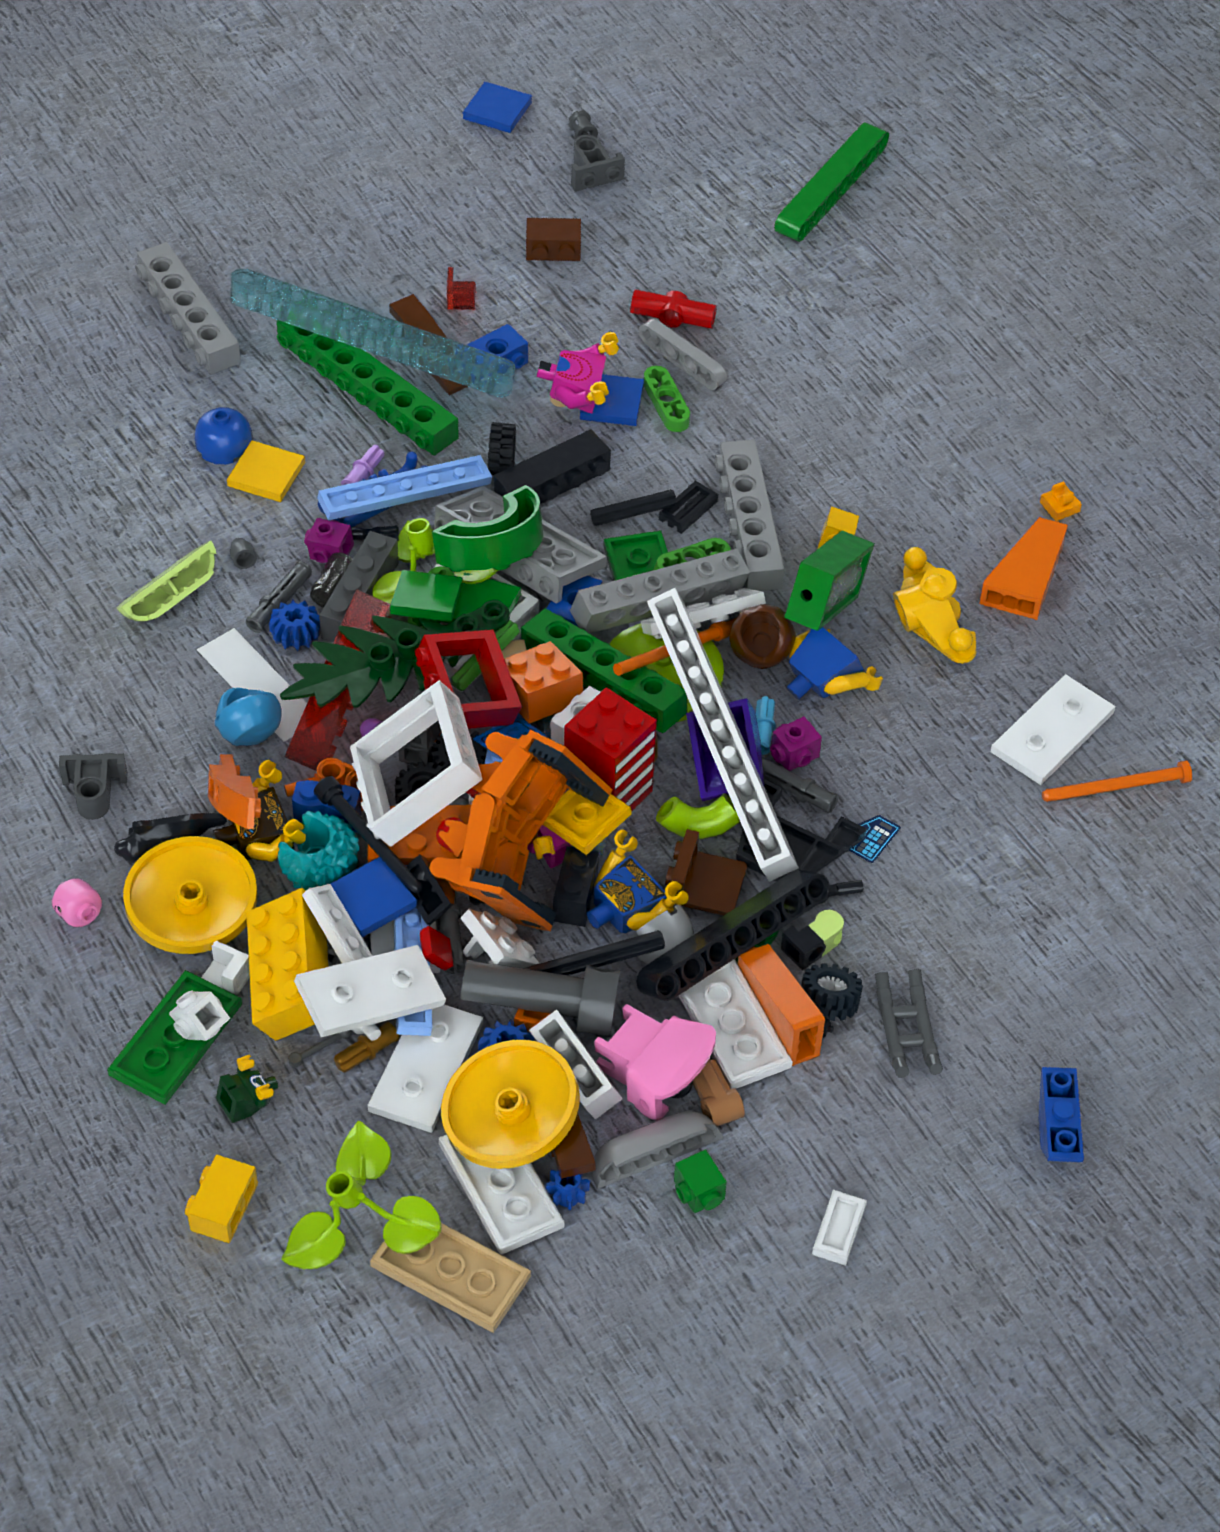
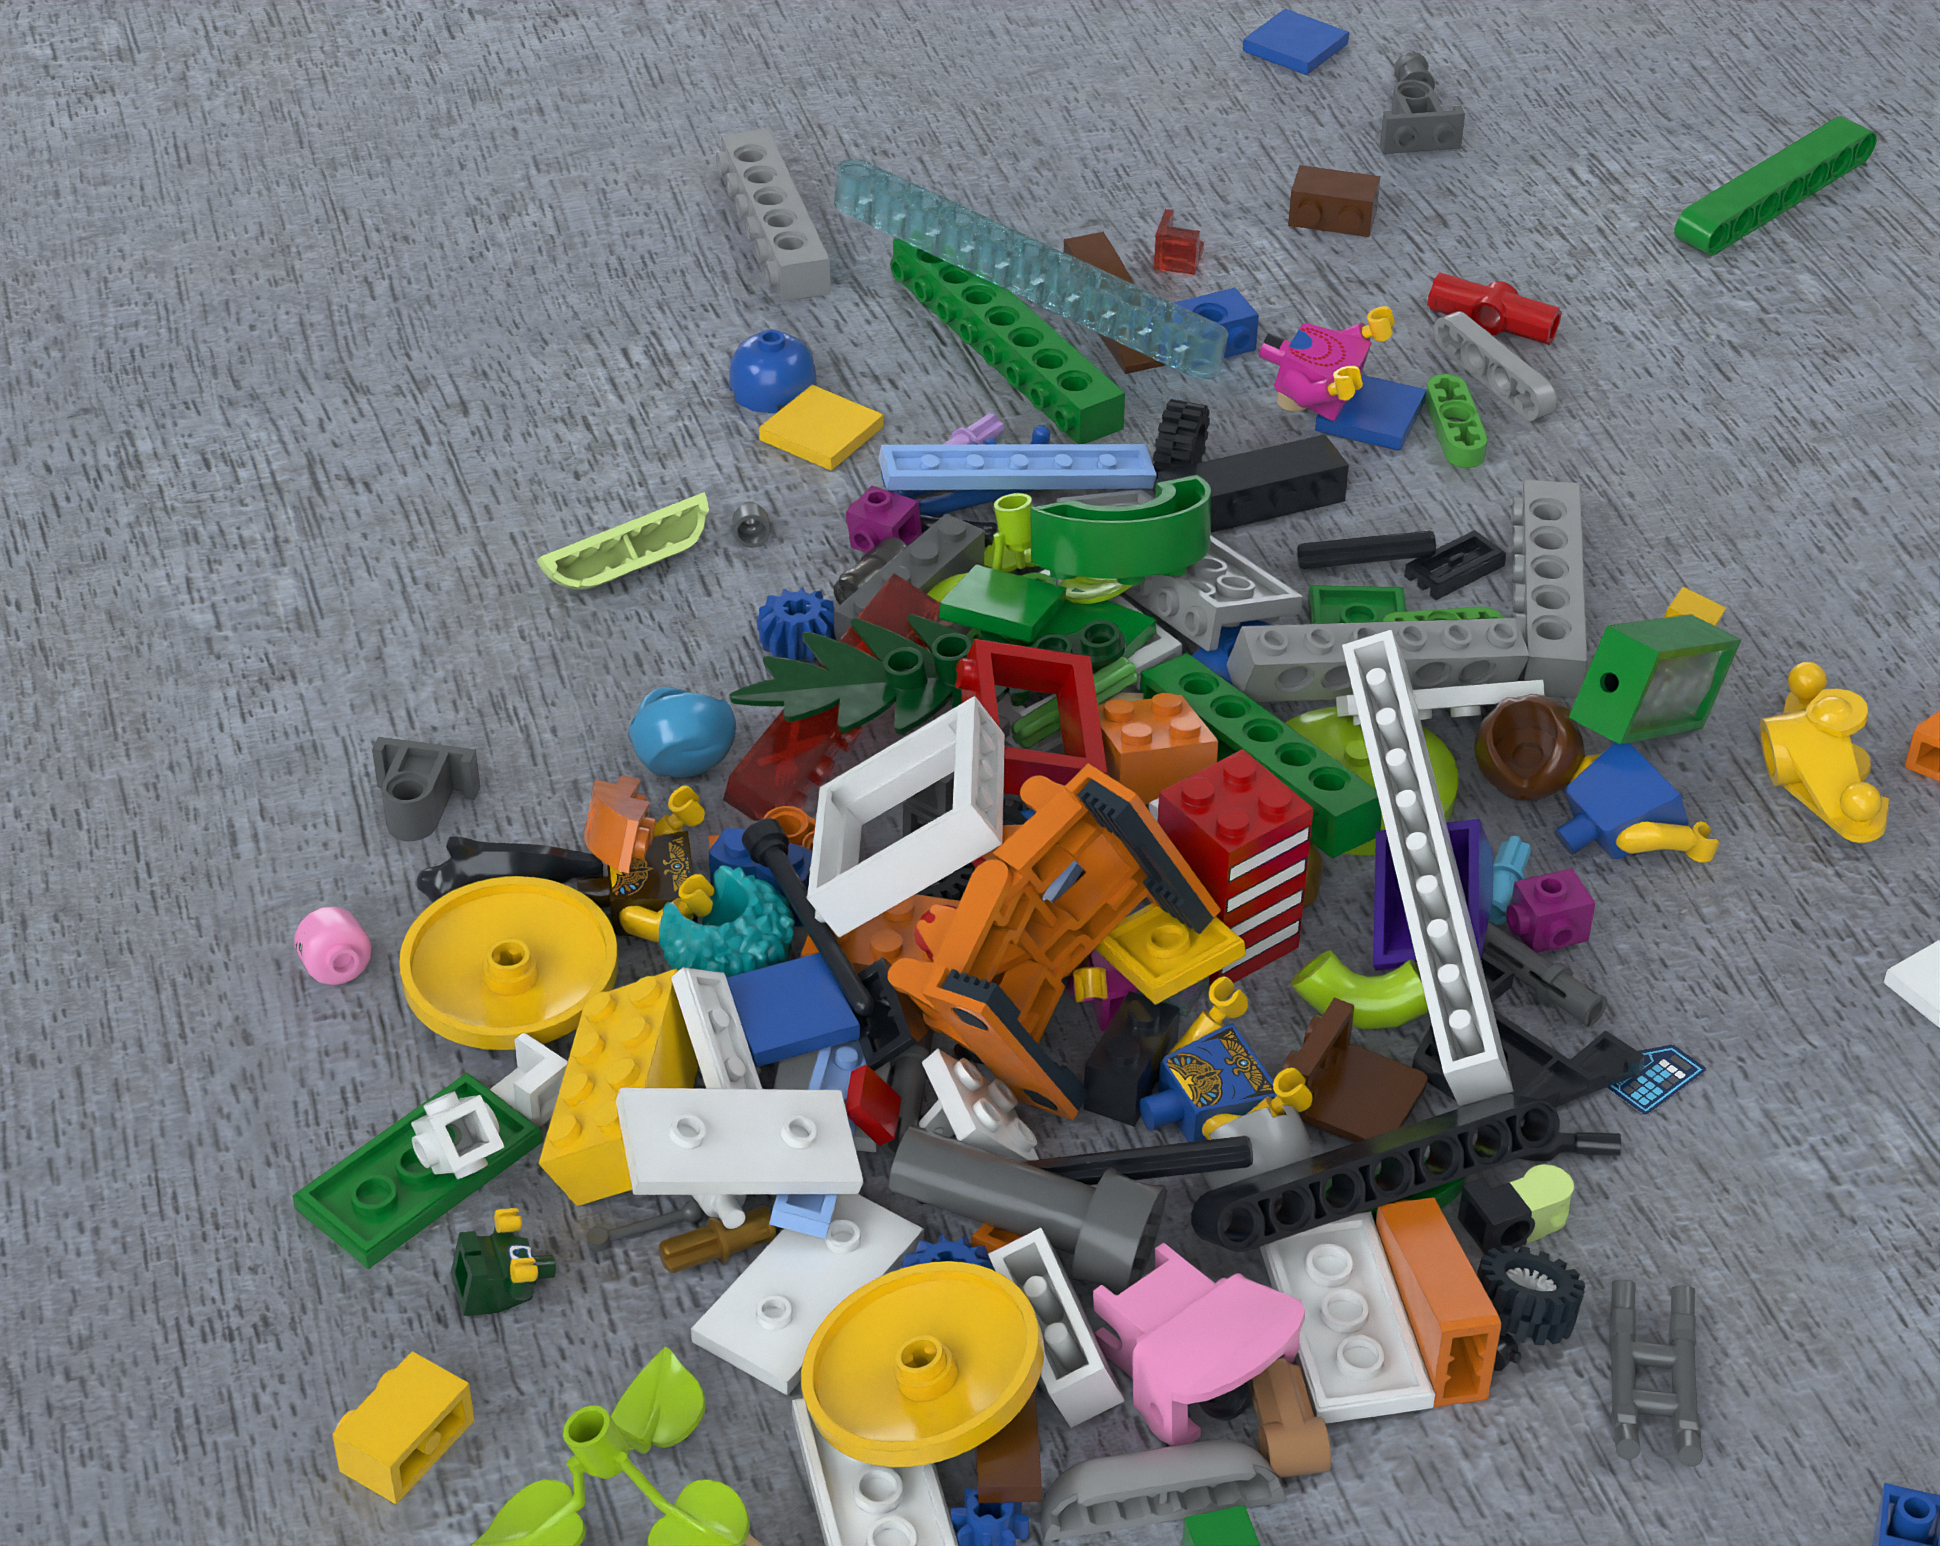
camera: 15 degrees right, 10 degrees down
(247, 669) = (701, 664): white sticker -> none
(281, 593) = (804, 574): dark grey pin -> none
(716, 632) = (1457, 734): orange bar -> none

